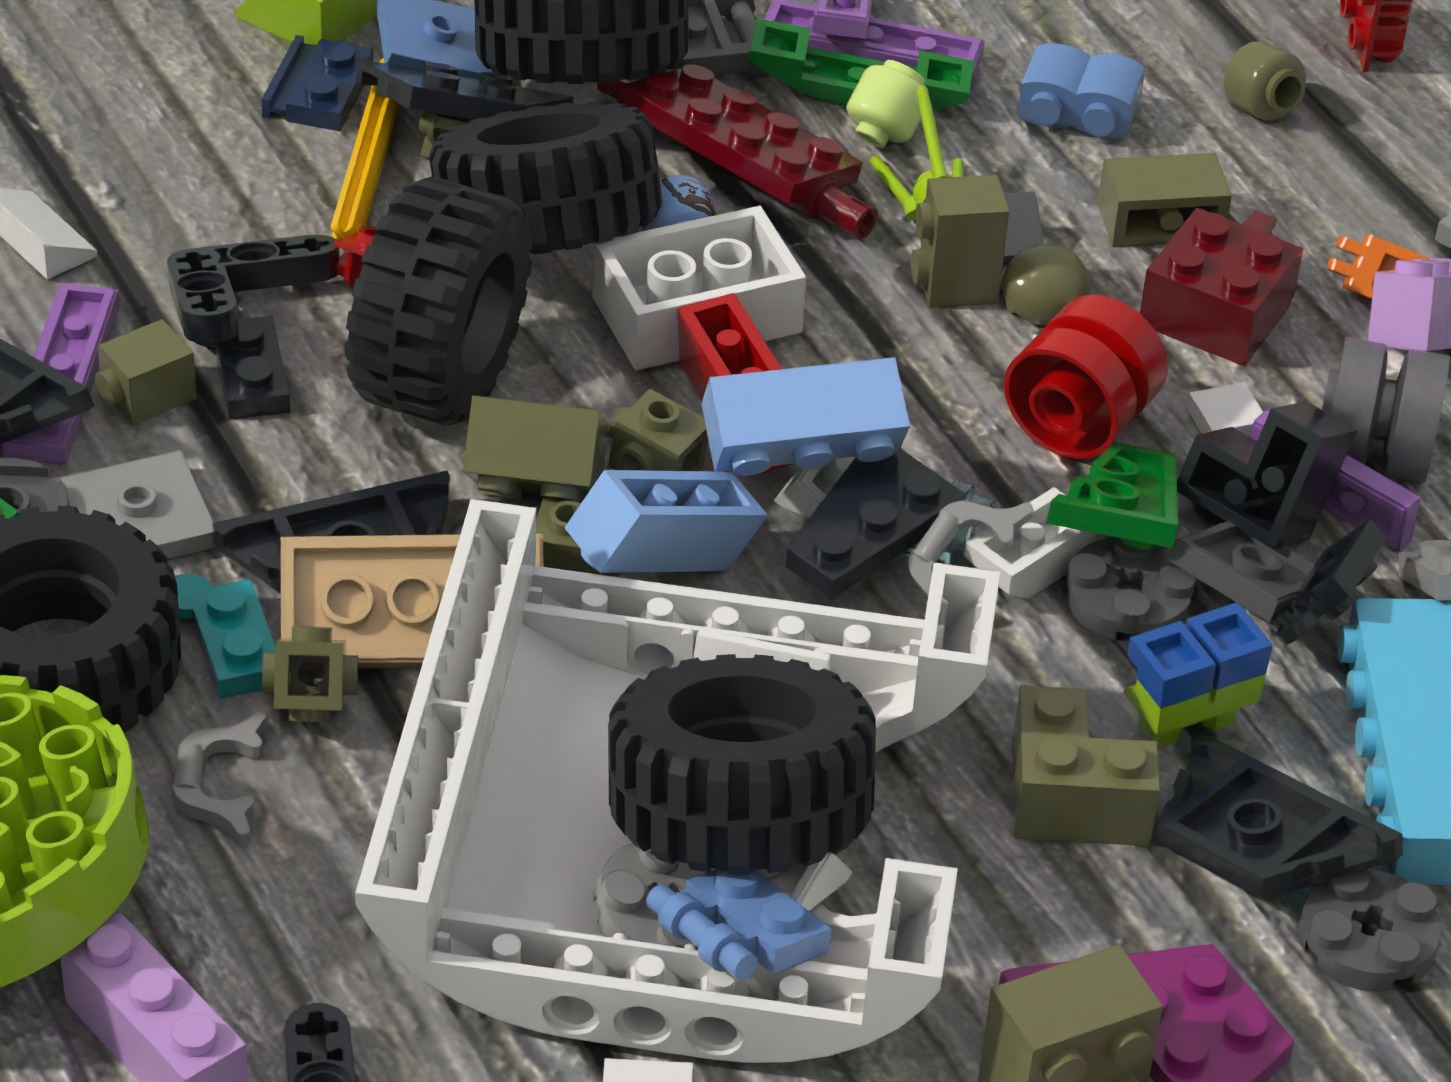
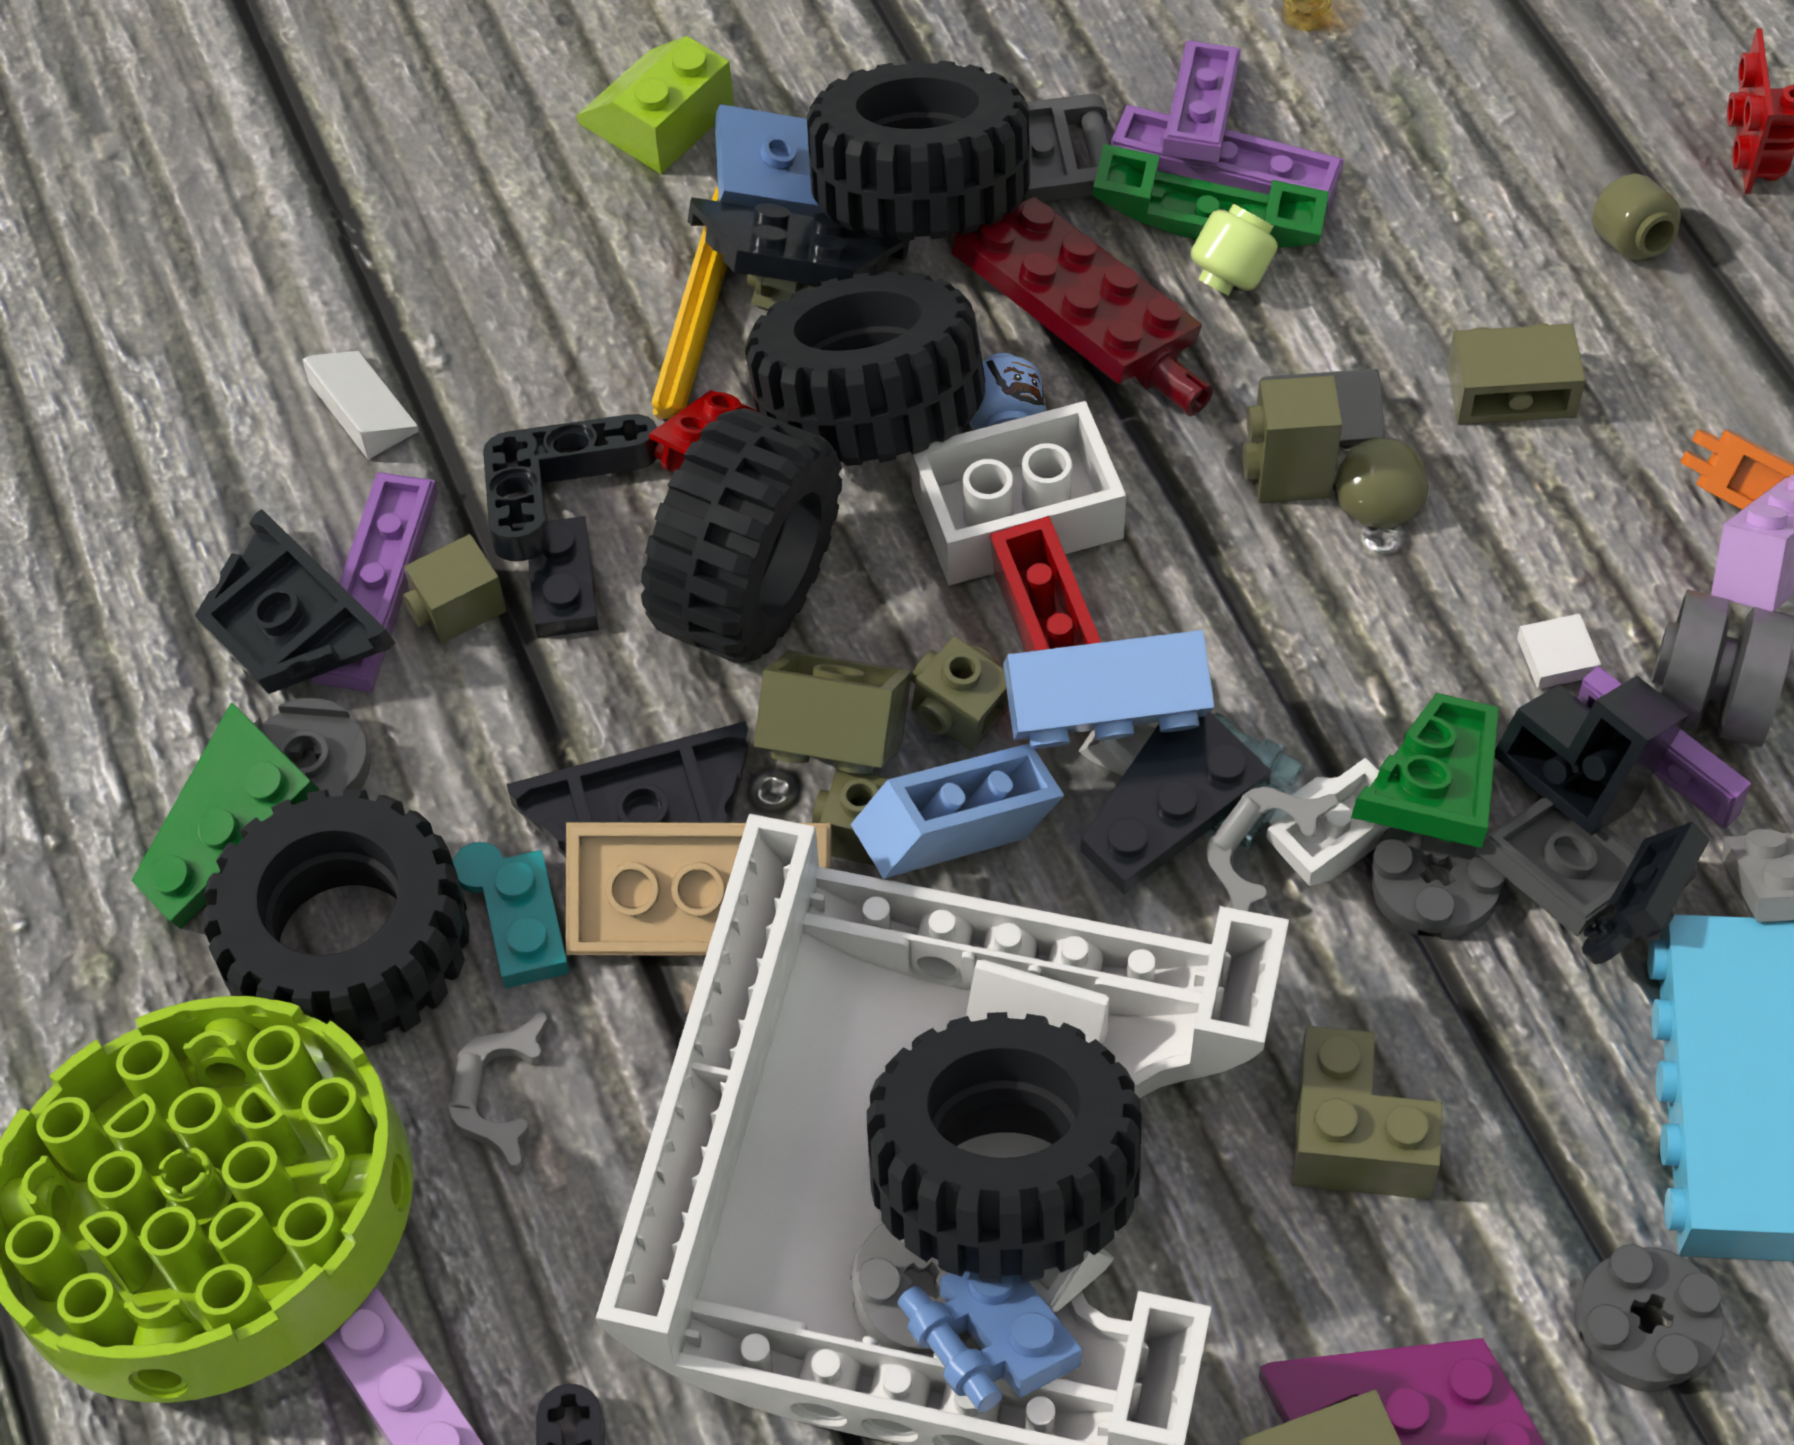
camera: 10 degrees right, 15 degrees up
(152, 496) = (439, 756): light grey plate -> none
(307, 701) = (589, 980): olive brick -> none
(316, 83) = (651, 212): dark blue plate -> none
(938, 169) = (1276, 354): lime plant -> none
(1081, 91) = (1440, 229): medium blue brick -> none
(1086, 376) = (1410, 620): red wheel -> none
(1197, 672) = (1495, 1008): blue hips -> none
(1221, 284) = (1566, 488): dark red hinge -> none
(1265, 825) = (1548, 1194): black wing -> none

